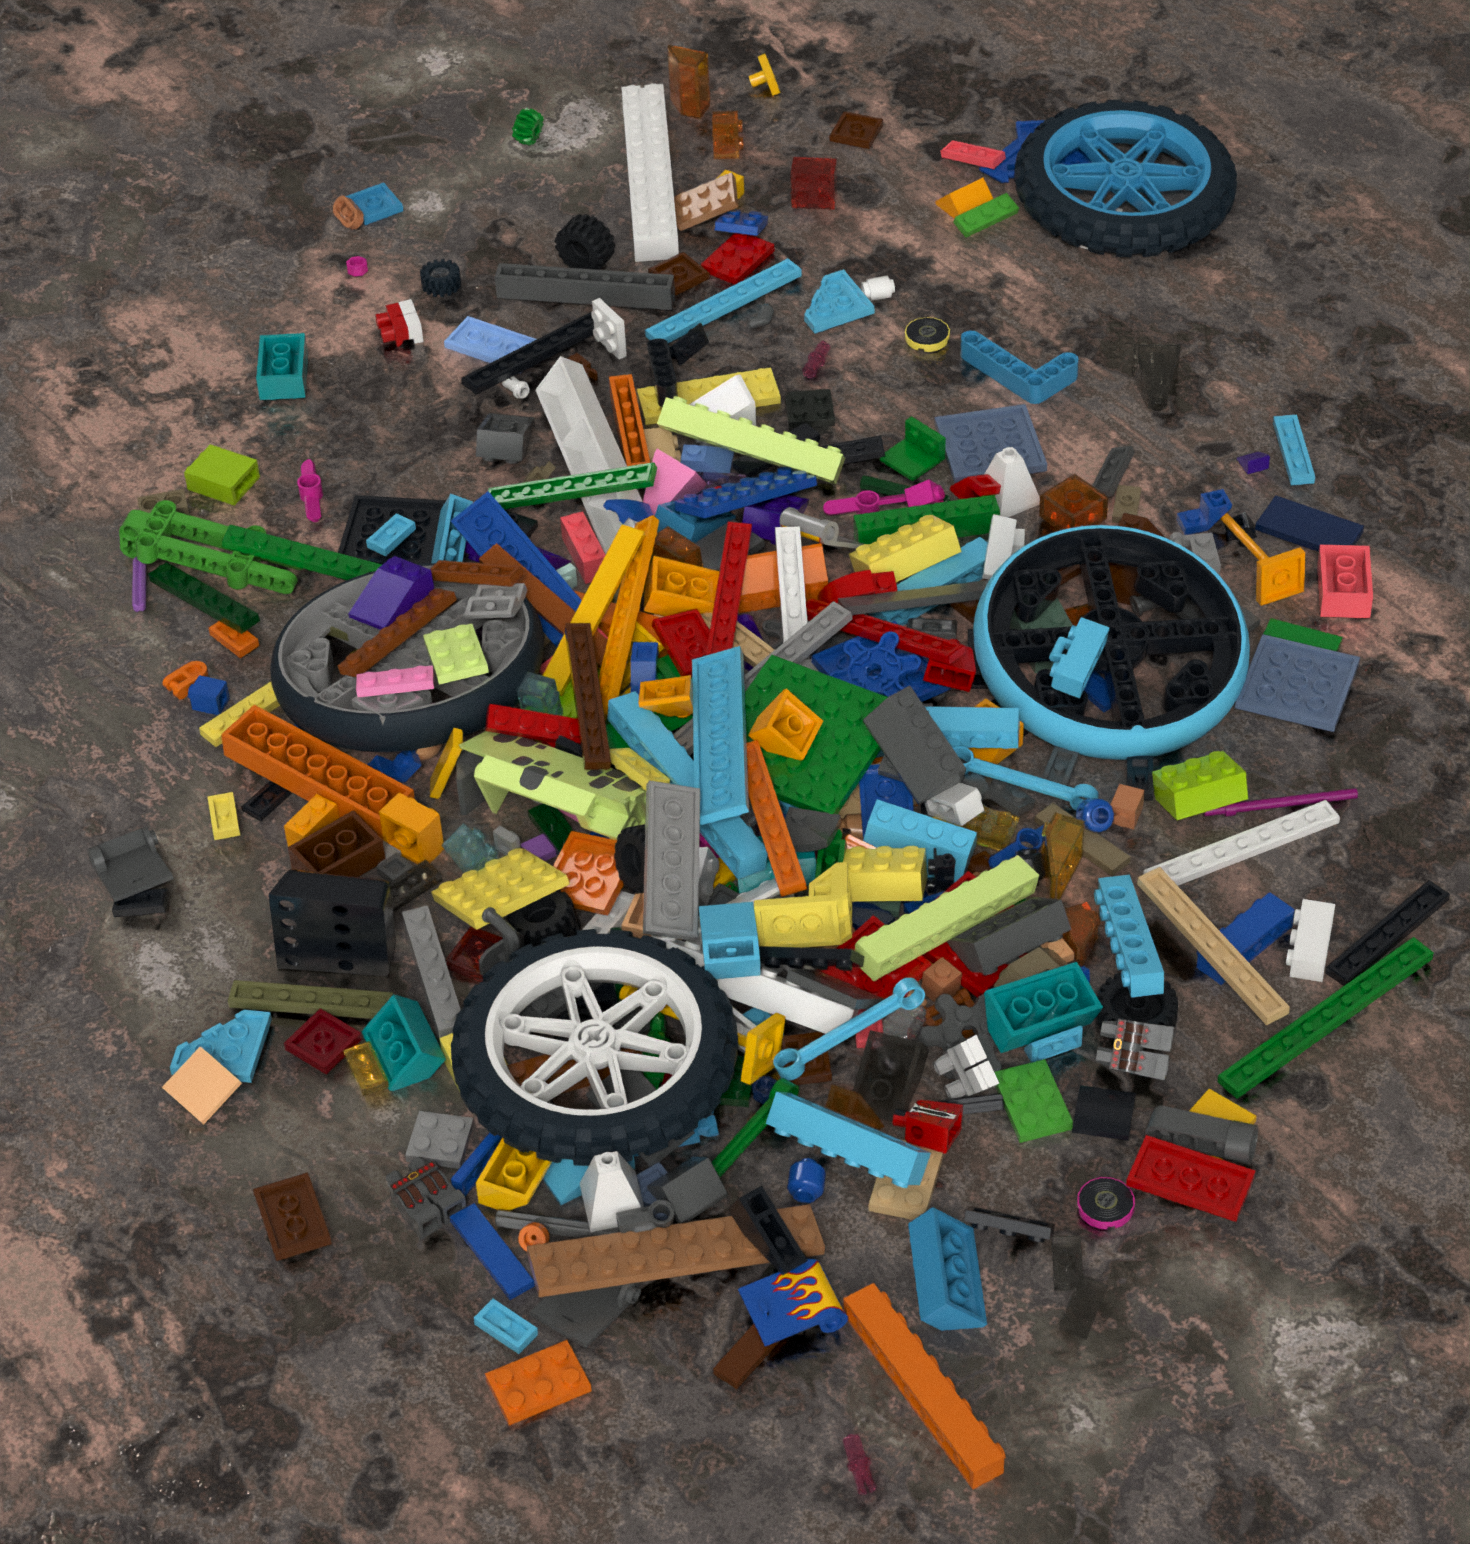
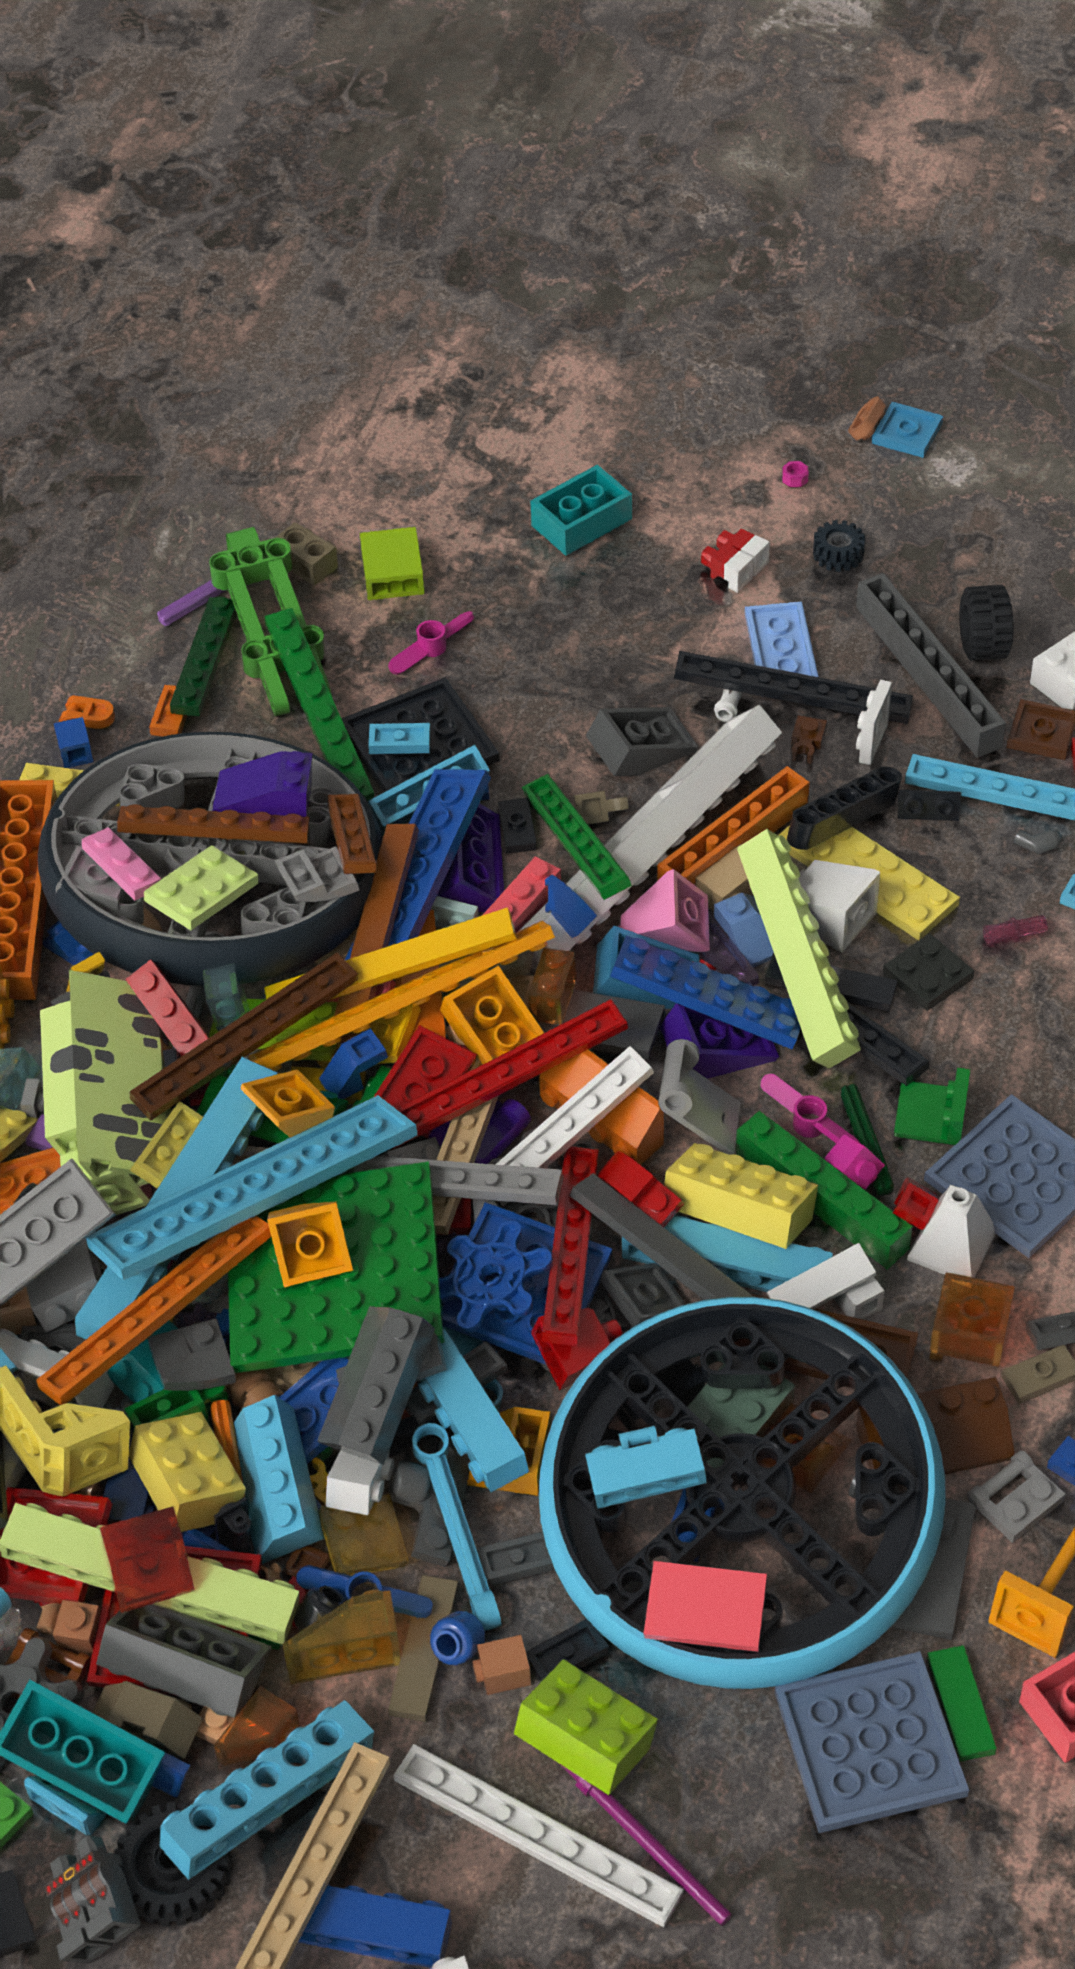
camera: 55 degrees right, 5 degrees up
(950, 899) = (146, 1559): none -> clear red slope
(1181, 684) = (705, 1606): none -> coral tile

